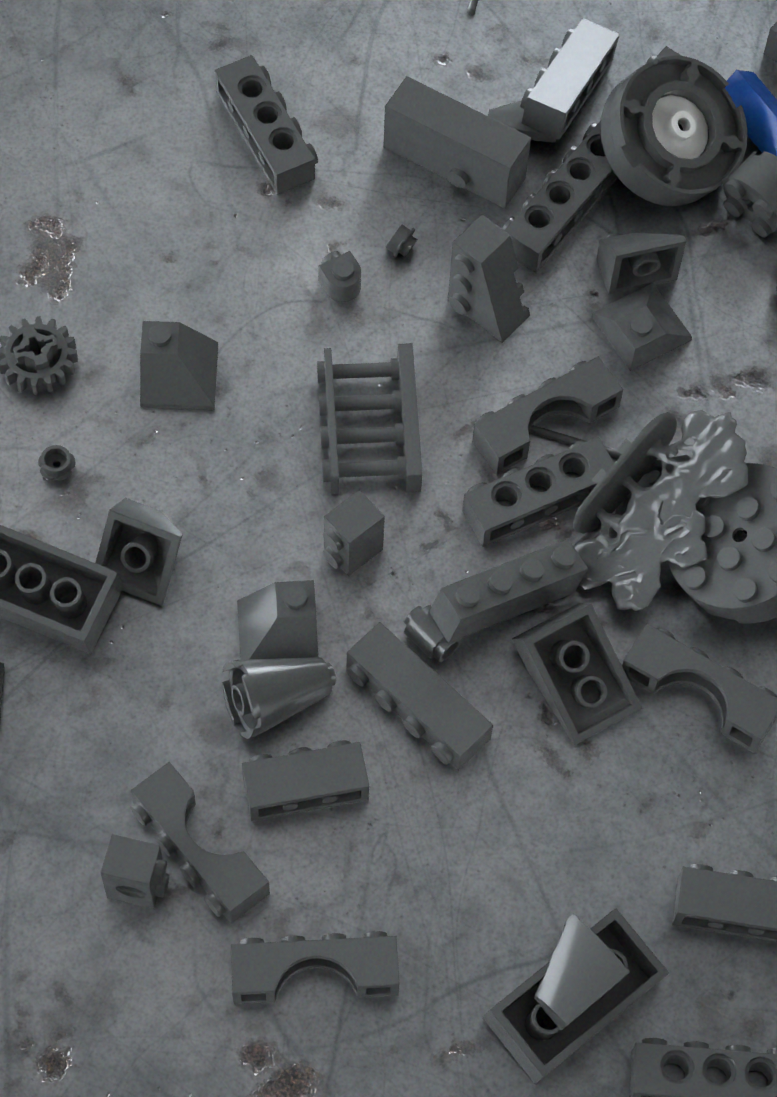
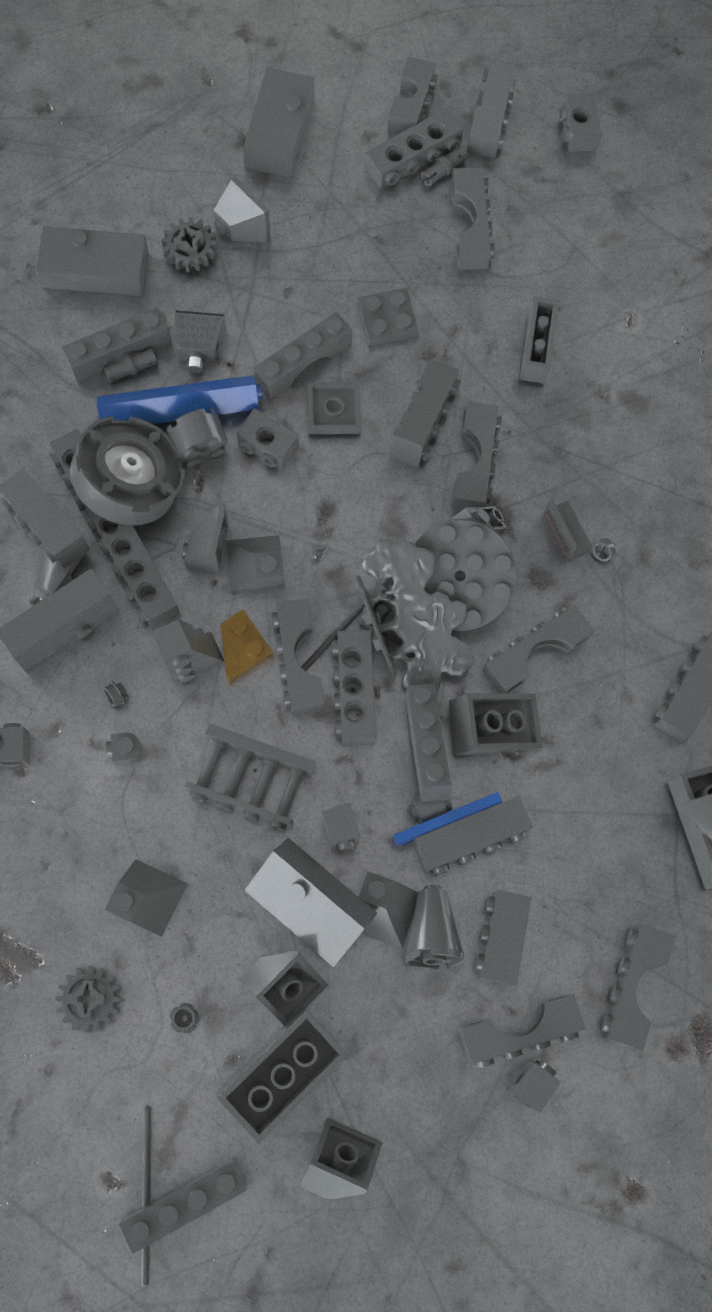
camera: 70 degrees left, 10 degrees up
(248, 533) = (310, 901): none -> brick
(376, 612) = (408, 835): none -> blue tile
(529, 351) = (242, 646): none -> pearl gold wing

